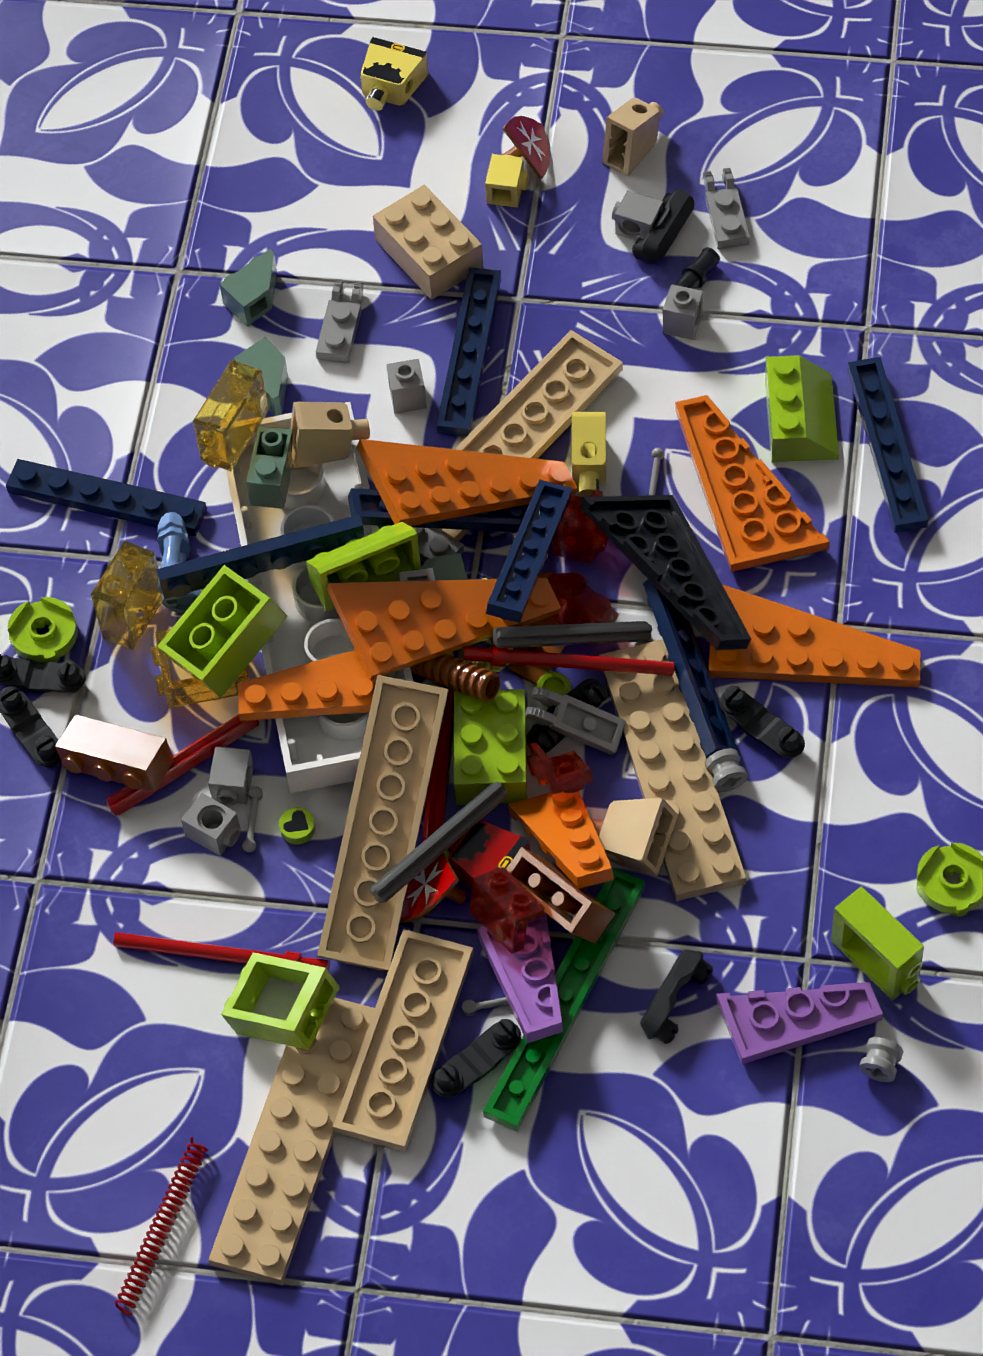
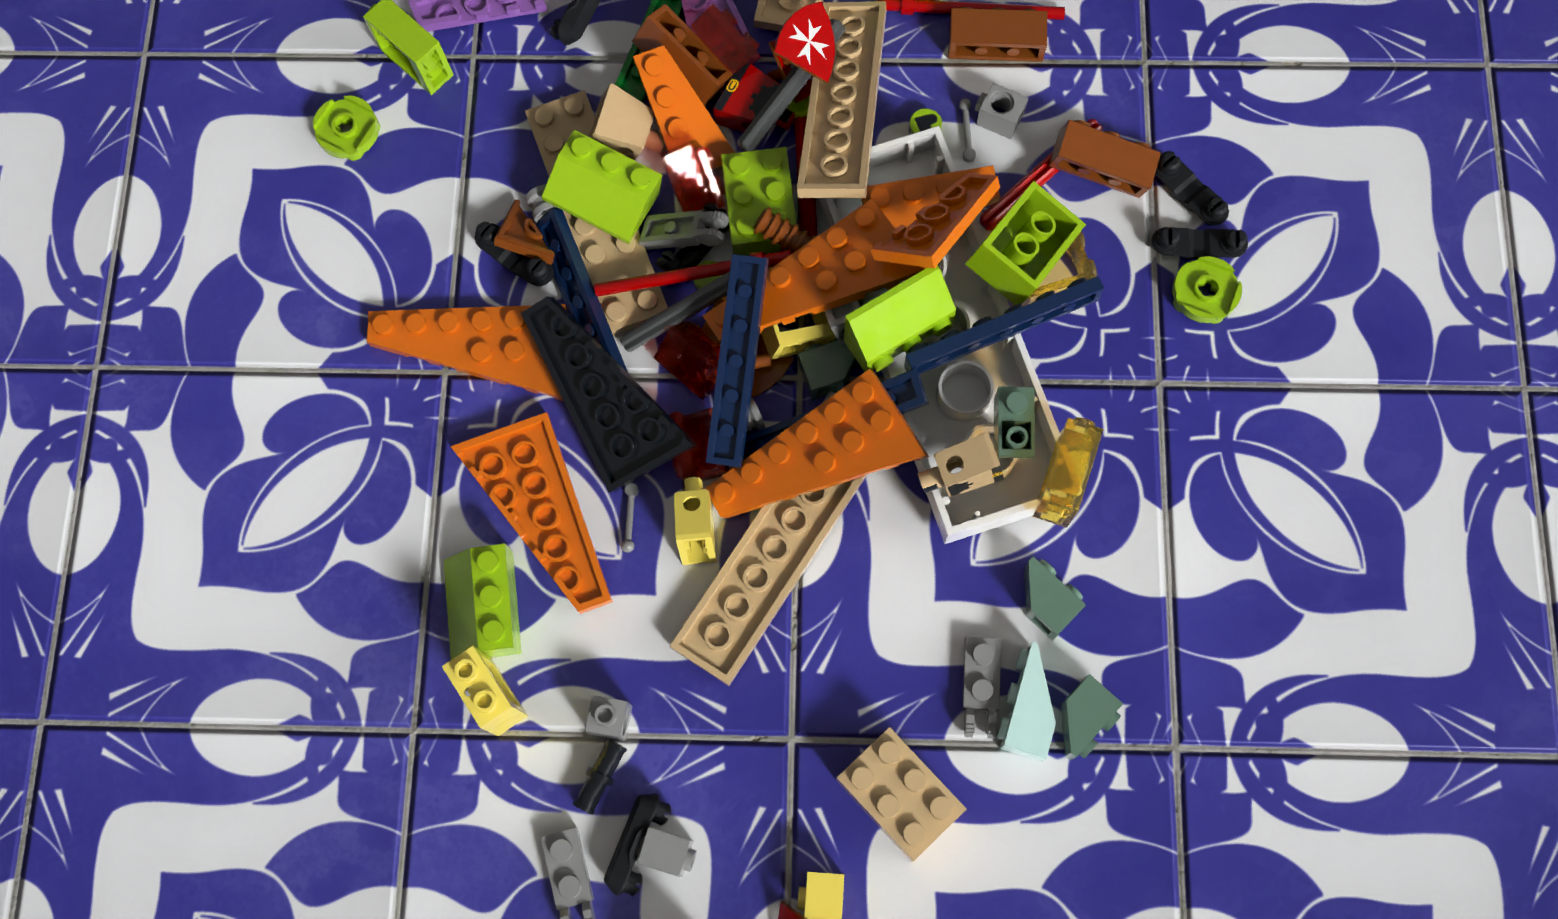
camera: 175 degrees right, 15 degrees up
(102, 495) = (1191, 447): dark blue plate -> none
(124, 591) = (1130, 307): clear yellow window -> none
(174, 549) = (1099, 383): medium blue piece -> none
(197, 910) = (997, 34): none -> dark orange brick
(231, 775) = (996, 150): light grey brick -> none
(304, 288) = (1031, 715): none -> light aqua slope
(314, 614) = (940, 224): none -> orange wing
(406, 386) = (896, 595): light grey brick -> none
(413, 856) = (808, 41): none -> red shield
(469, 352) = (835, 655): dark blue plate -> none
(657, 762) = (602, 186): none -> lime slope
(753, 738) = (522, 236): none -> dark orange tile
(792, 324) = (491, 698): none -> light yellow window
(887, 445) = (393, 574): dark blue plate -> none

